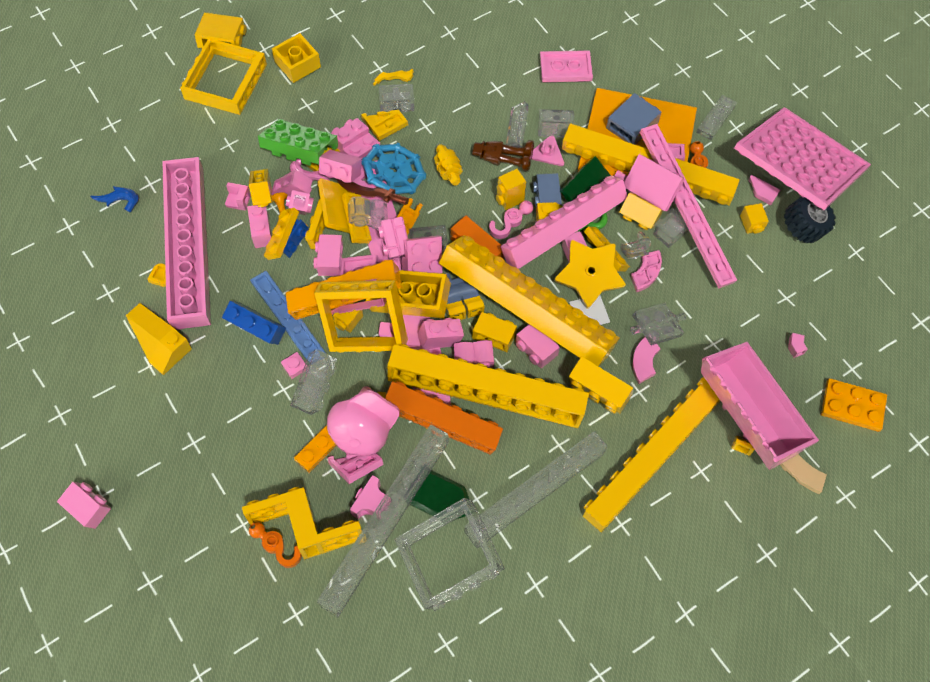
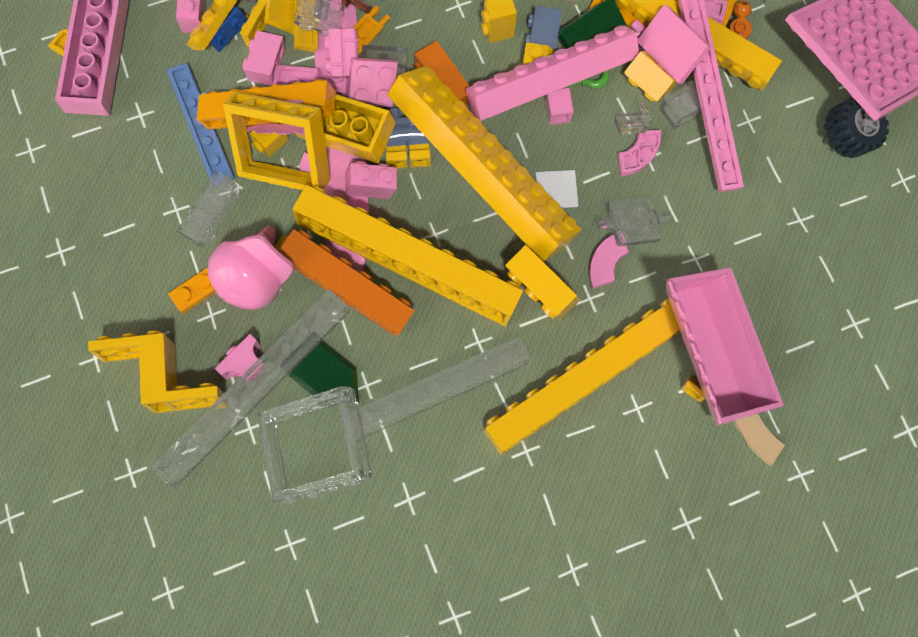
camera: 10 degrees right, 10 degrees up
(158, 339) = (44, 122): yellow wedge -> none
(254, 322) = (157, 123): blue brick -> none
(274, 543) = (121, 387): orange piece -> none
(293, 365) = (193, 183): bright pink plate -> none
(355, 467) = (233, 320): bright pink wing -> none
(475, 353) = (406, 214): bright pink brick -> none
(496, 330) = (436, 191): yellow brick -> none
(512, 218) = (493, 55): bright pink piece -> none
(537, 346) = (482, 219): bright pink brick -> none
(590, 285) = (565, 157): yellow plate -> none
(598, 239) = (596, 116): yellow plate -> none
(754, 218) = (788, 113): yellow brick -> none
(763, 190) = (810, 79): bright pink tile -> none
(796, 345) = (794, 281): bright pink piece -> none
(854, 405) = (843, 368): light orange plate -> none

